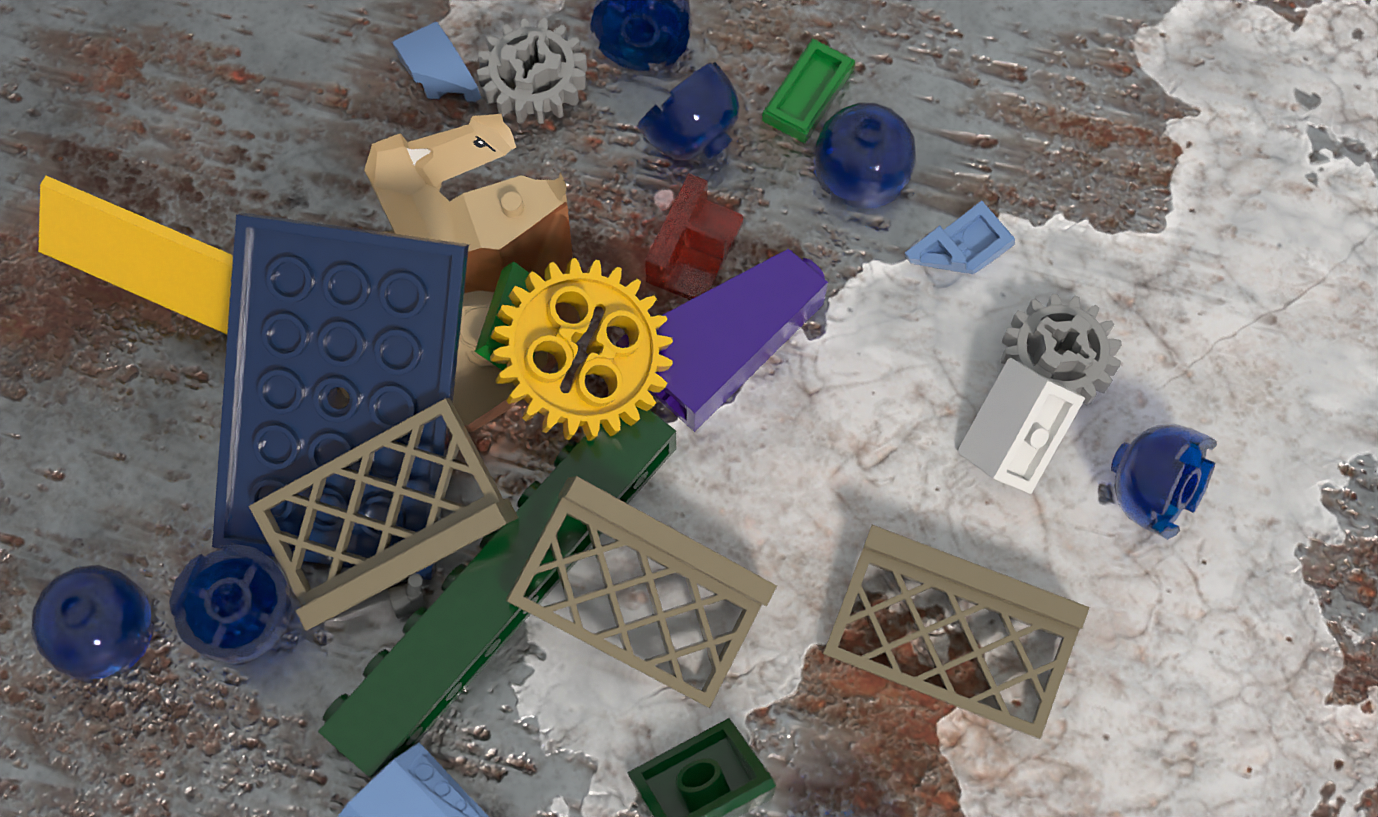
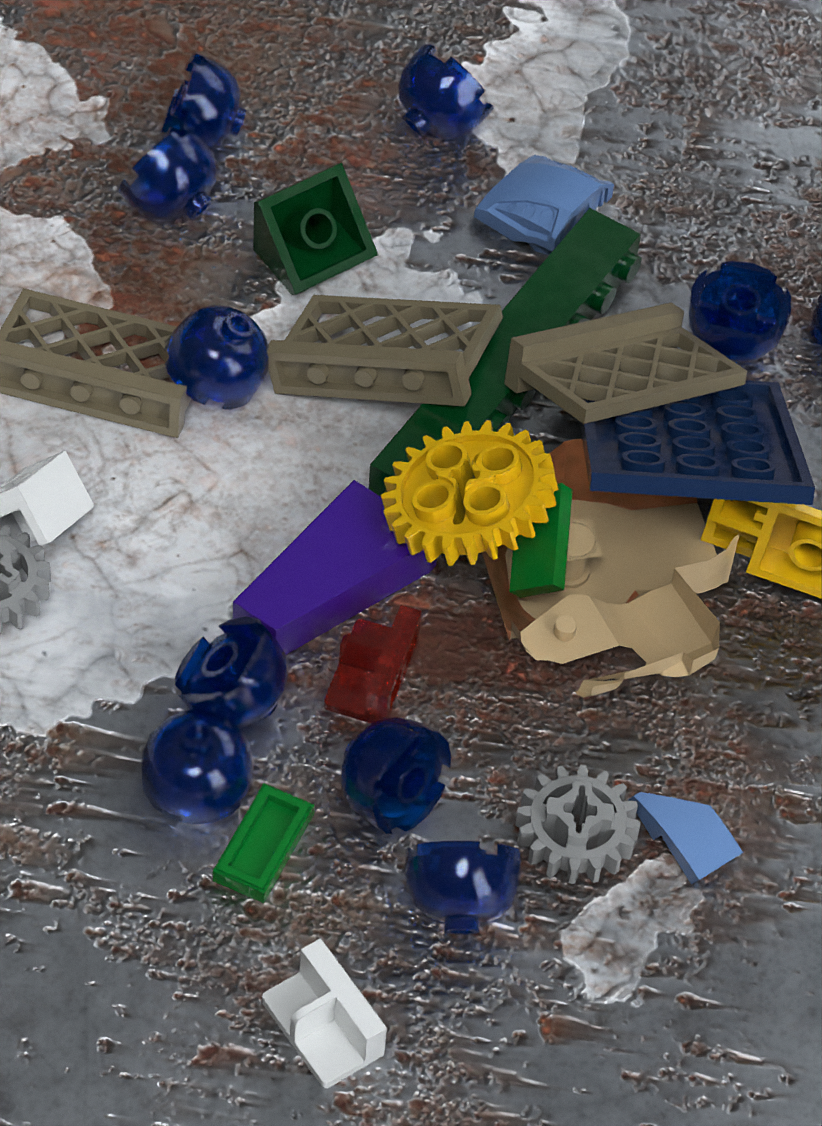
camera: 170 degrees right, 15 degrees down
(827, 599) = (218, 356): none -> clear blue cylinder
(833, 208) = (235, 674): none -> clear blue cylinder
(965, 244) = (87, 688): medium blue slope -> none

